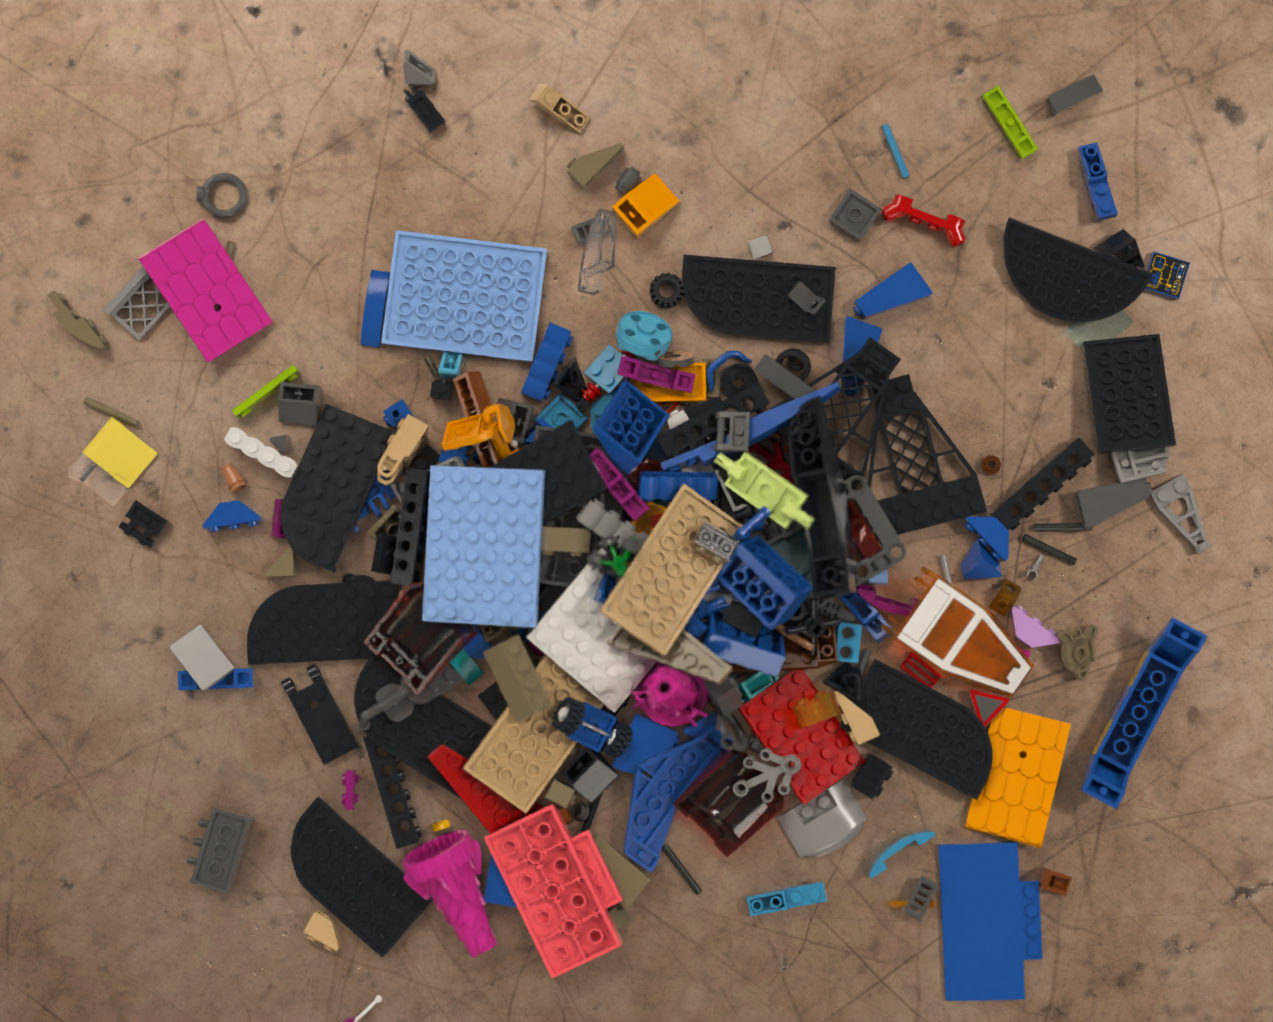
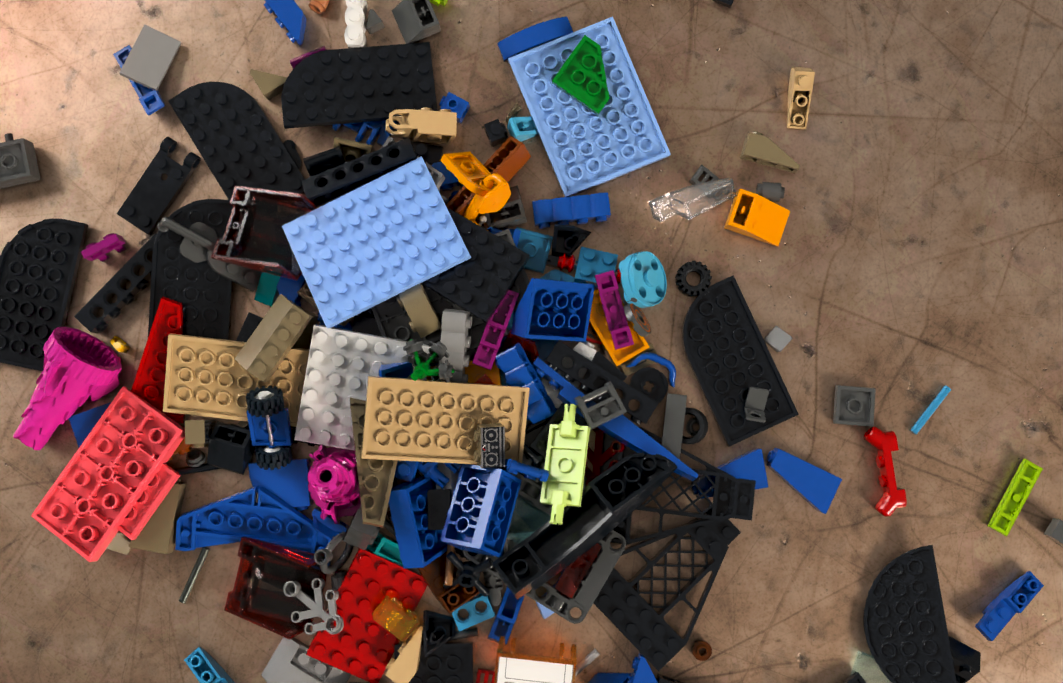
camera: 55 degrees right, 0 degrees up
(436, 284) = (584, 76): none -> green plate
(869, 594) = (526, 627): magenta slope -> none

